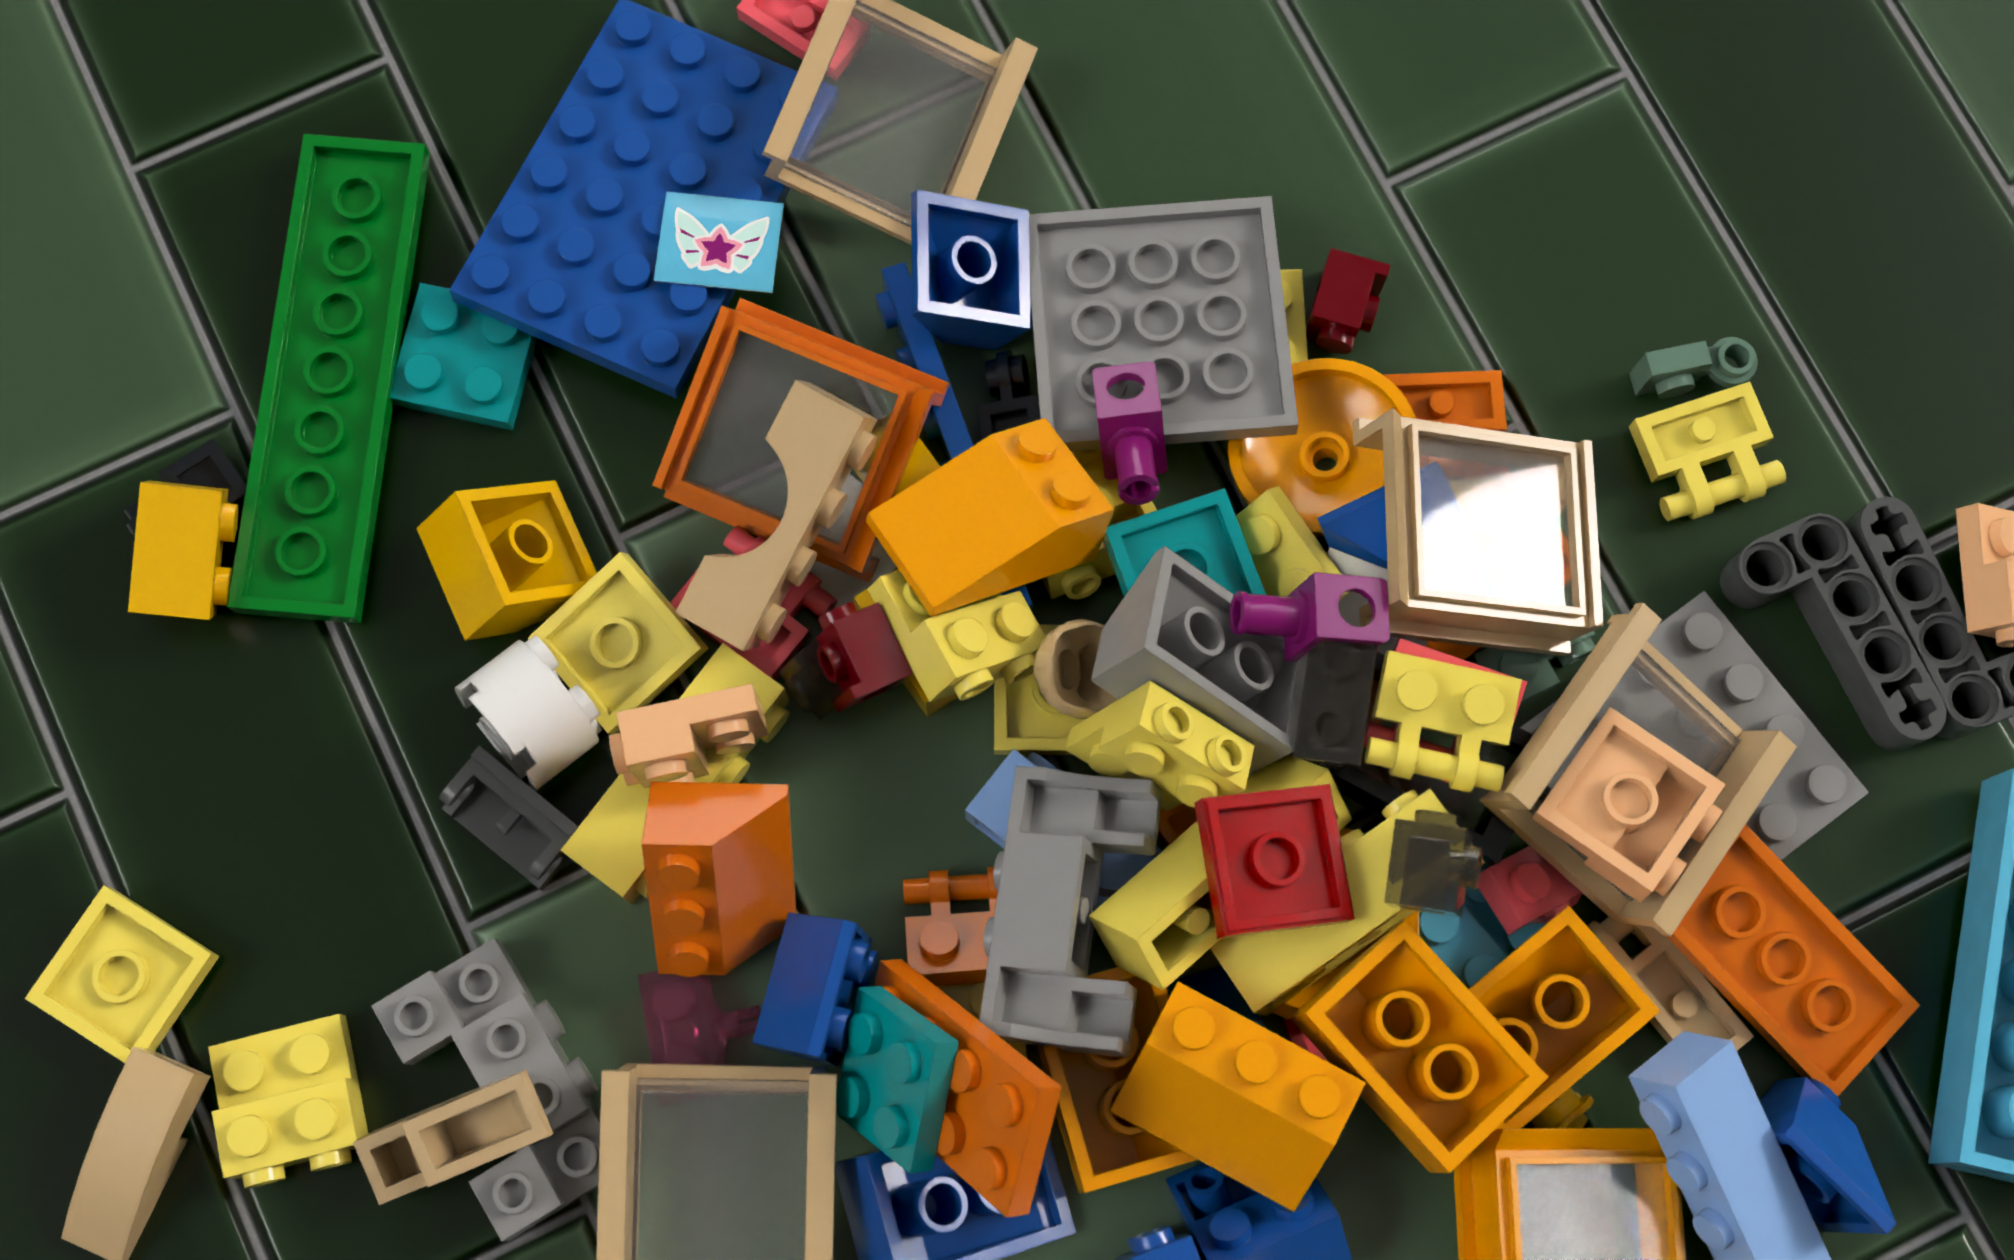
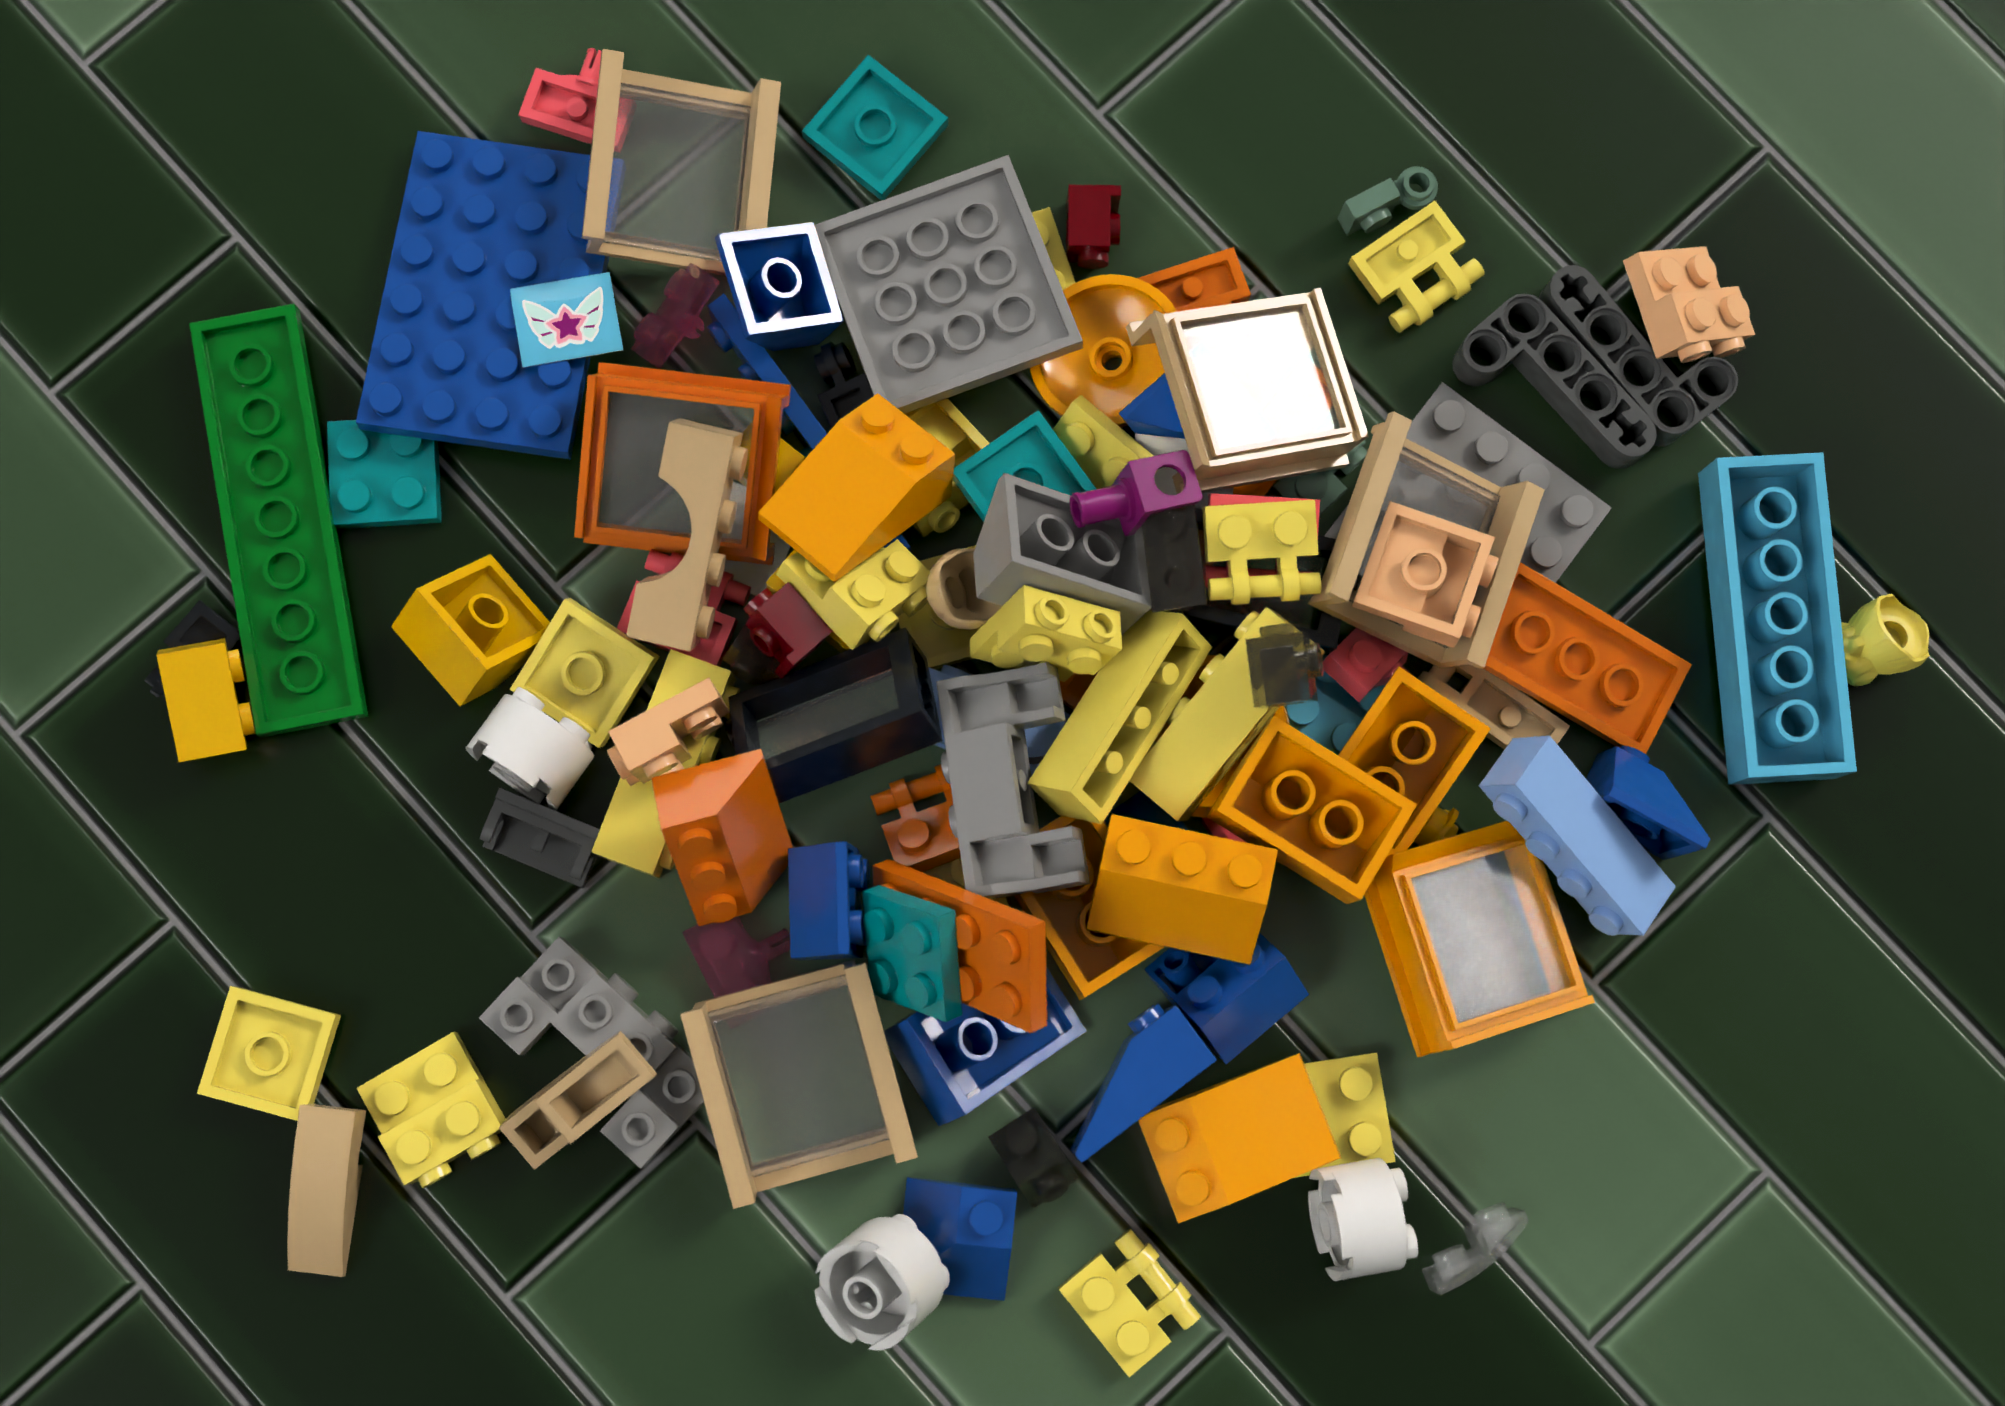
camera: 20 degrees left, 5 degrees up
(845, 273) = (677, 315): none -> clear pink plate
(893, 774) = (838, 715): none -> black window
(1129, 129) = (875, 127): none -> teal plate
(1131, 431) = (950, 384): magenta bracket -> none
(1274, 861) = (1160, 698): red tile -> none

